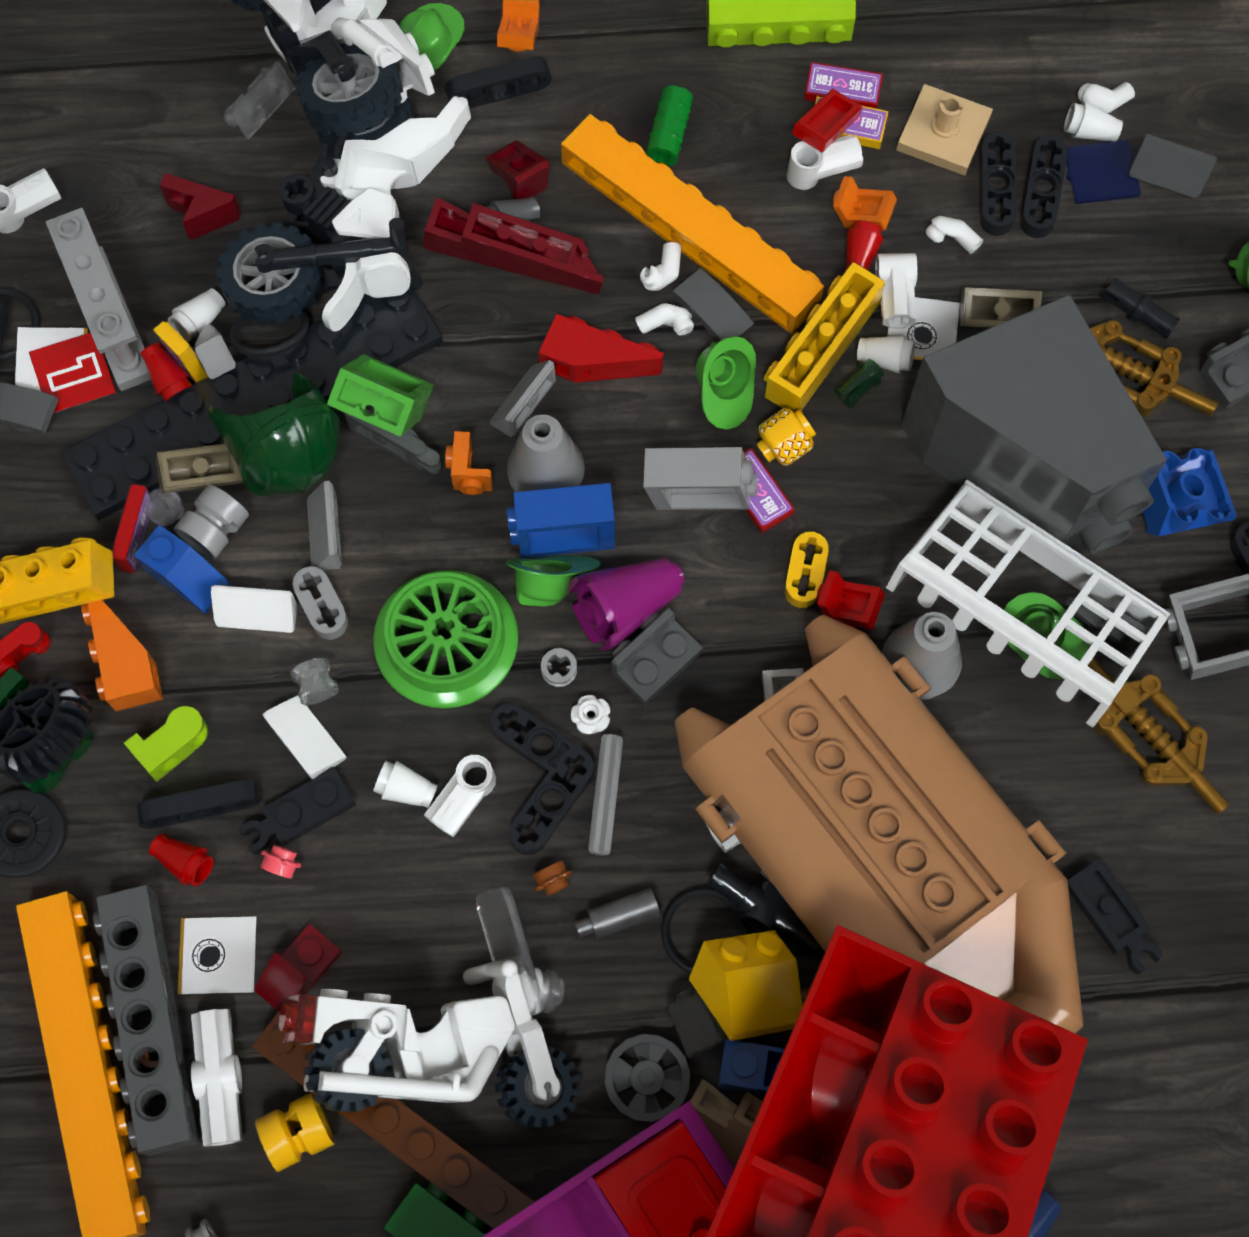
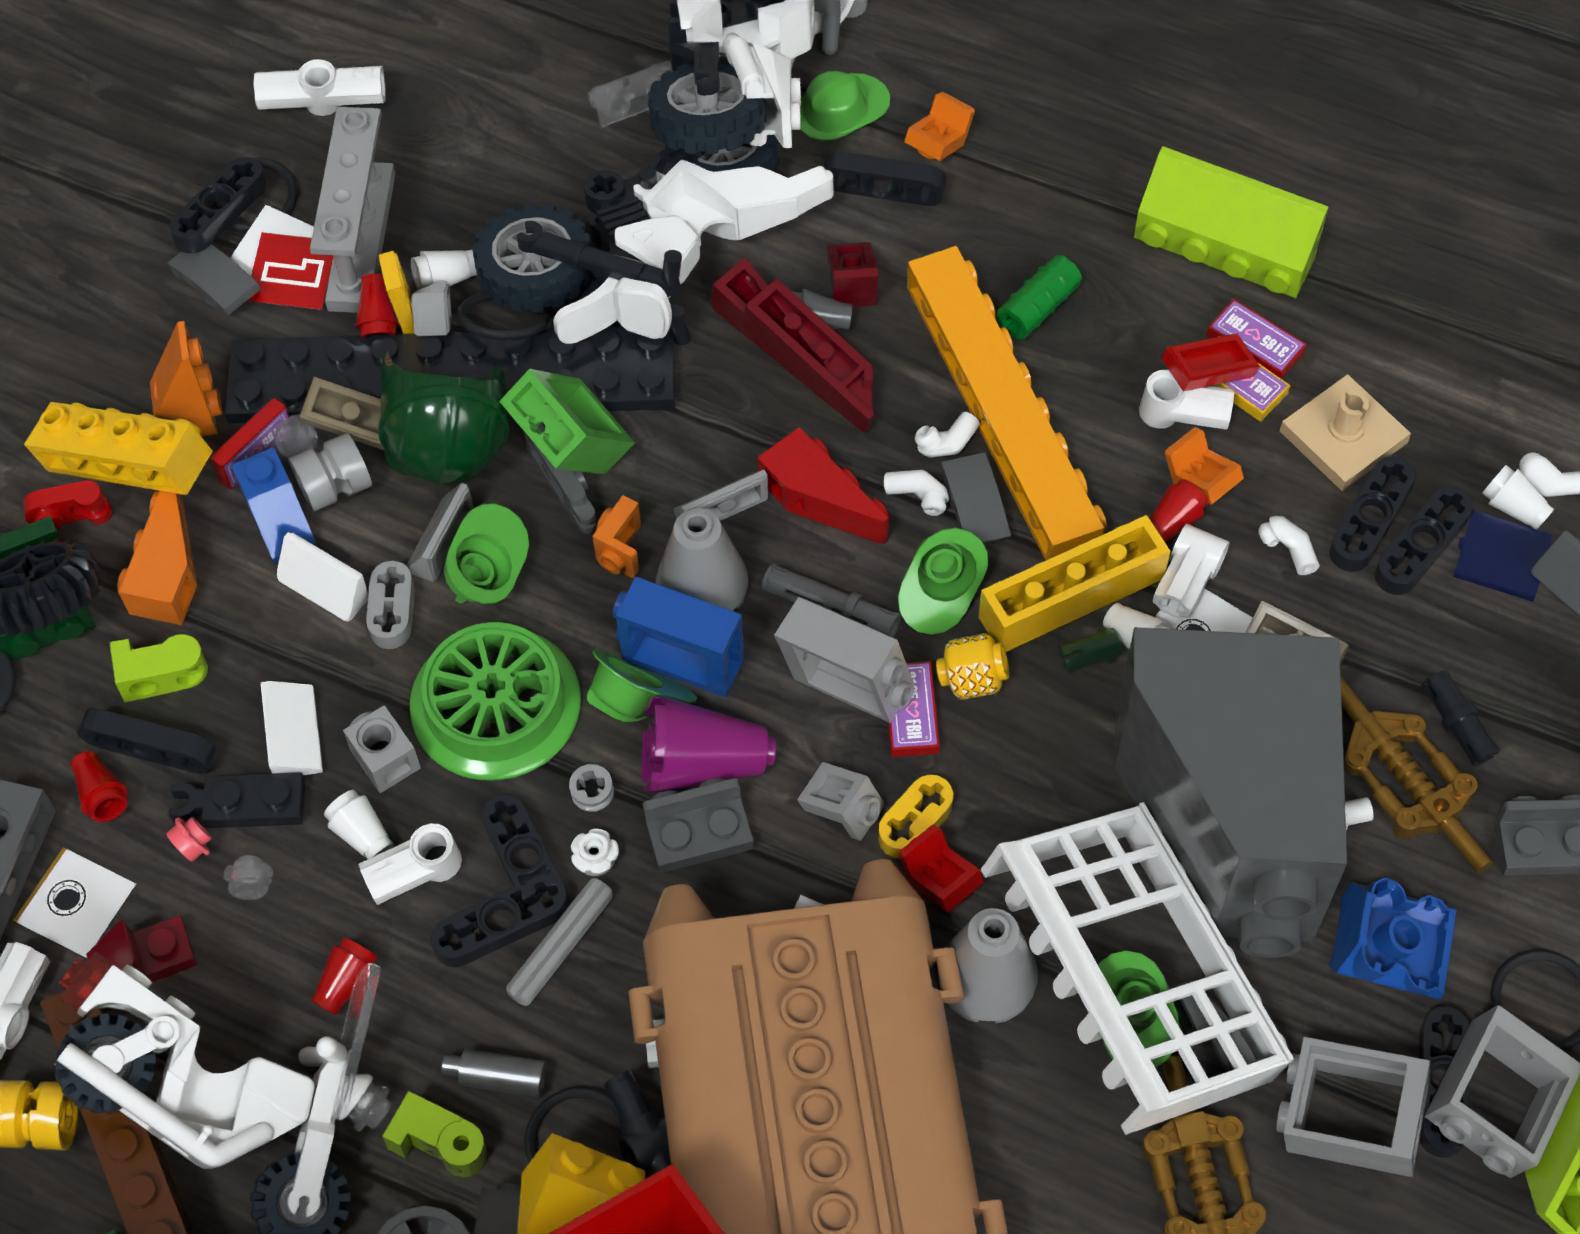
camera: 30 degrees right, 10 degrees down
(54, 509) = (185, 384): none -> orange slope
(204, 206) = (510, 167): dark red slope -> none
(314, 681) = (334, 677): clear wheel -> none
(343, 867) = (248, 878): none -> clear plate
(376, 529) = (486, 555): none -> bright green piece
(395, 731) = (386, 765): none -> light grey brick
(460, 903) = (340, 974): none -> red cone
(552, 878) = (451, 998): dark orange plate -> none
(600, 981) = (438, 1134): none -> lime leg
(652, 437) = (853, 606): none -> dark grey pin
(748, 583) = (842, 798): none -> light grey bracket

